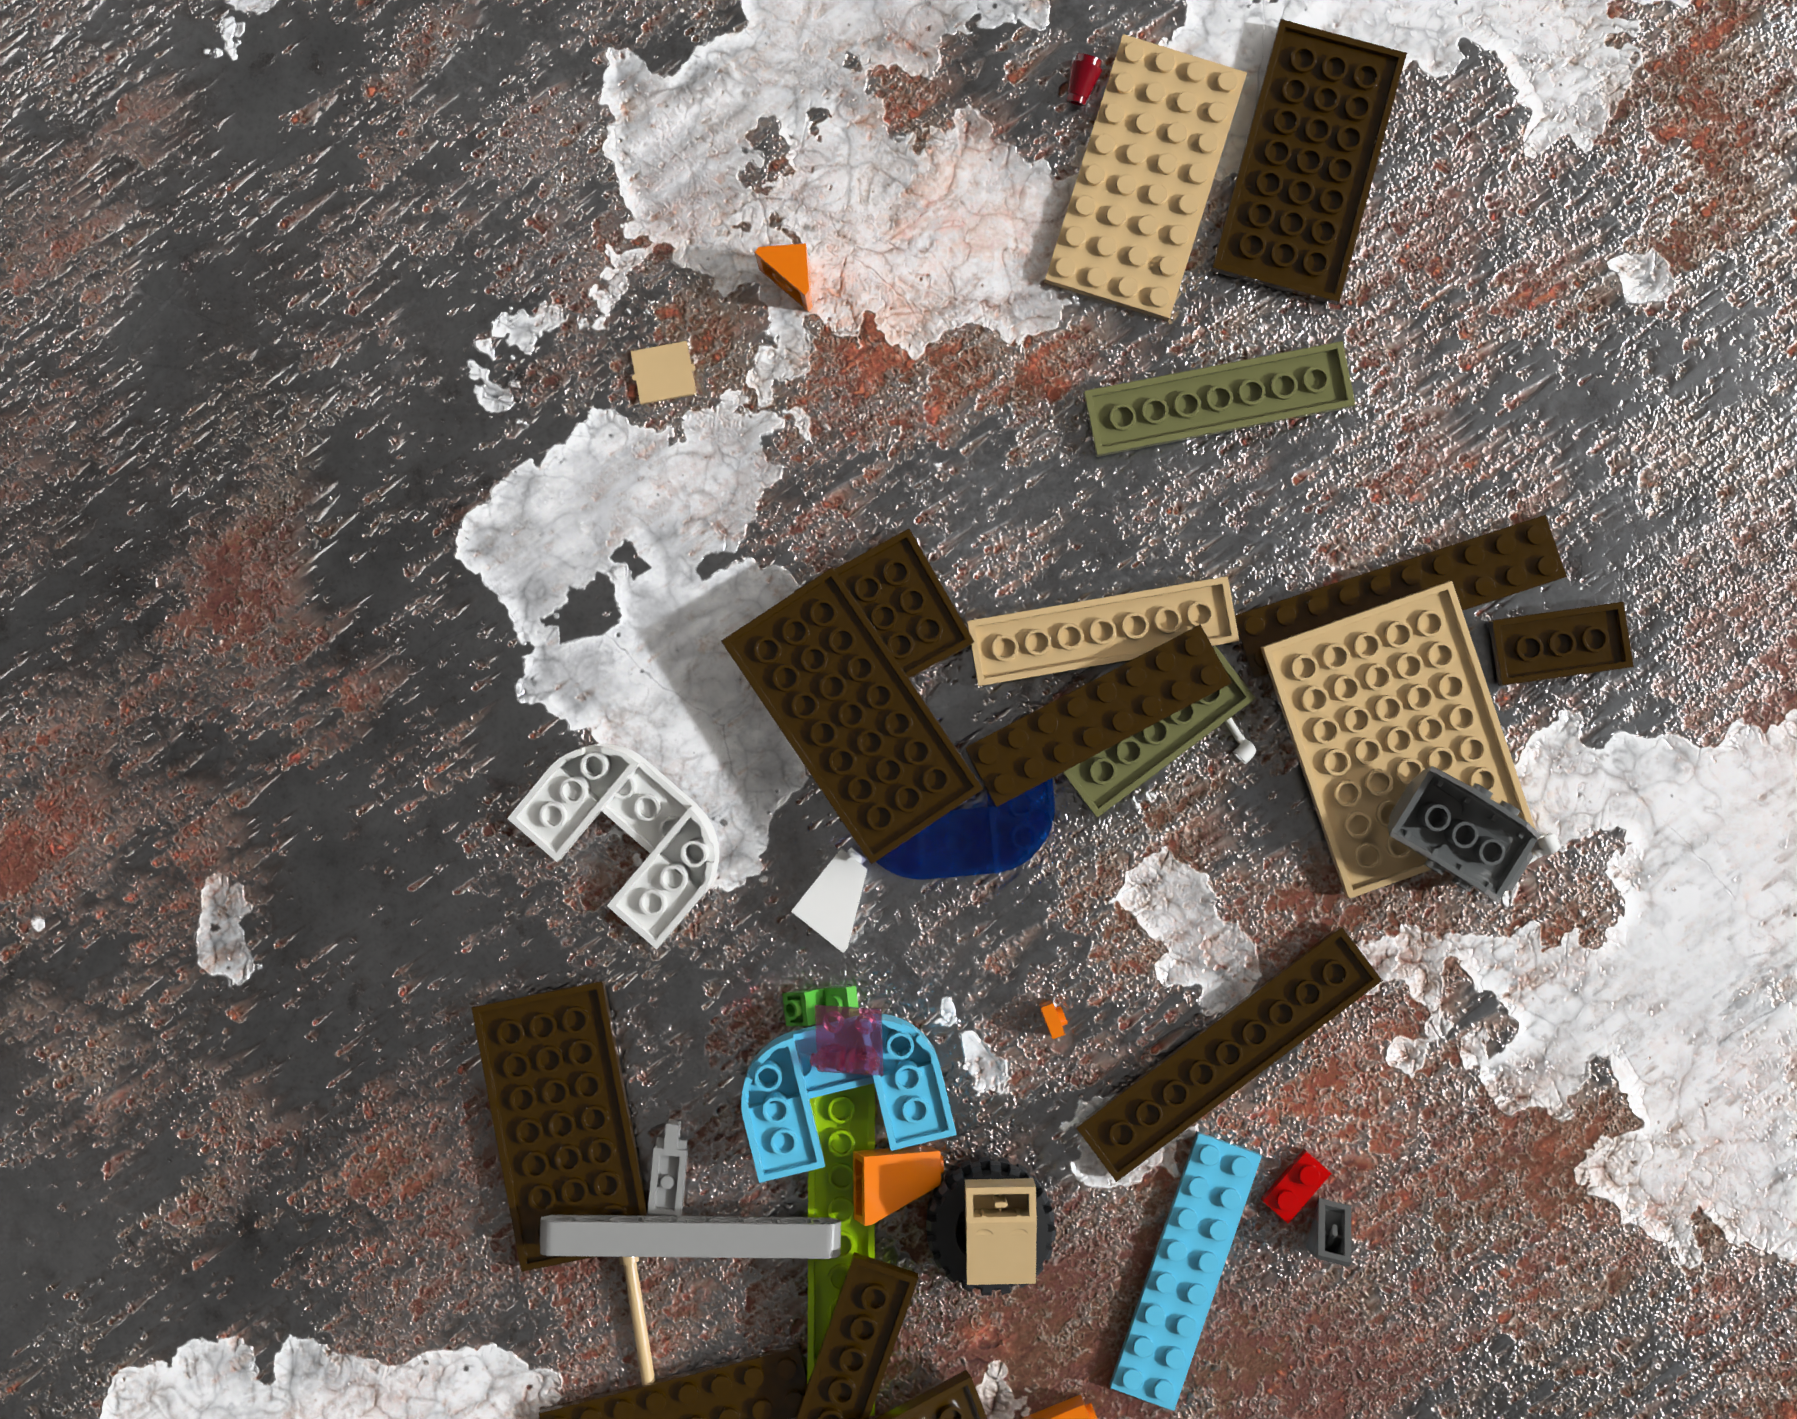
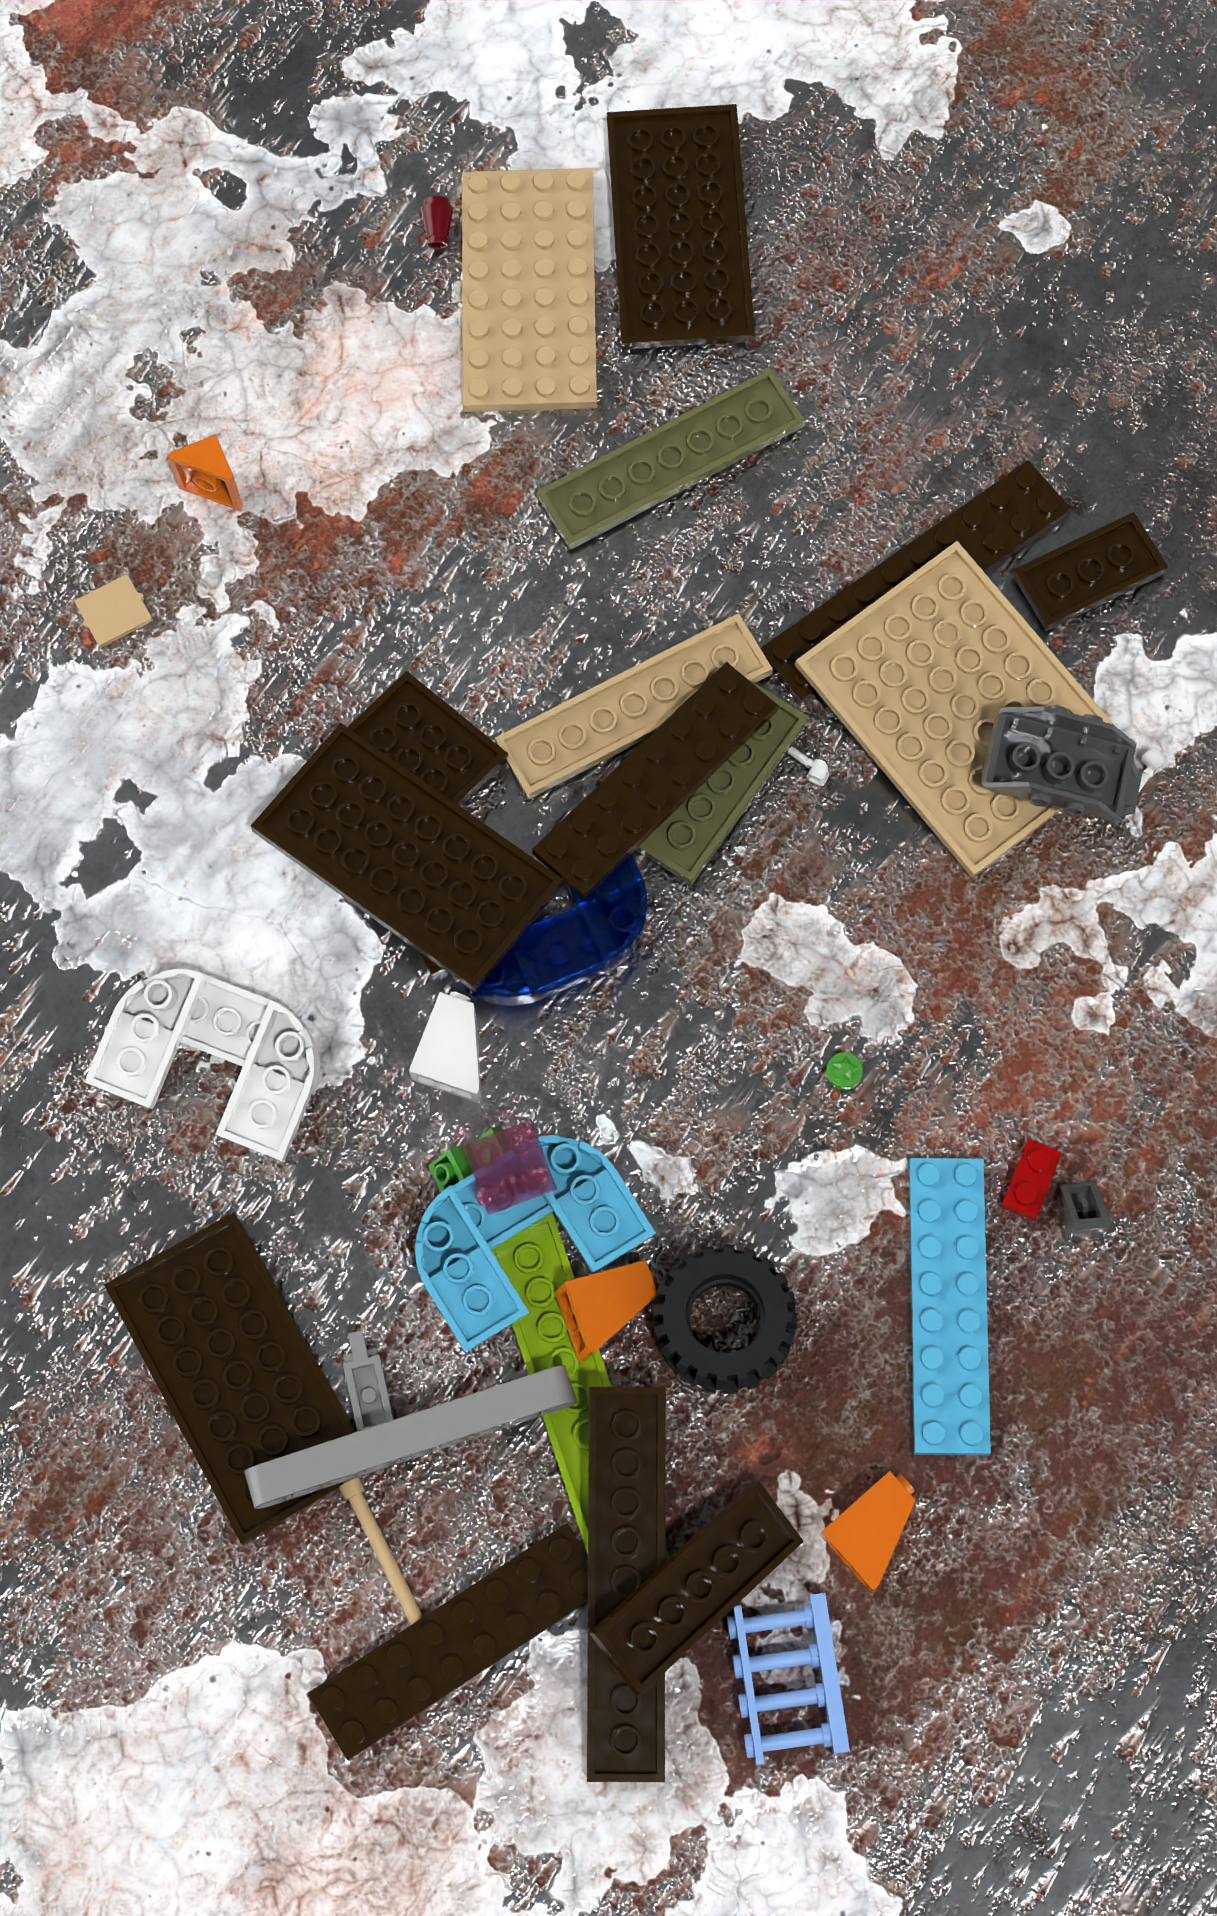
camera: 20 degrees left, 15 degrees down
(1000, 1231) = (732, 1301): tan slope -> none
(1054, 1018) = (717, 1092): orange plate -> none
(1169, 1034) = (844, 1071): none -> bright green tile
(1228, 1053) = (908, 1070): dark brown plate -> none

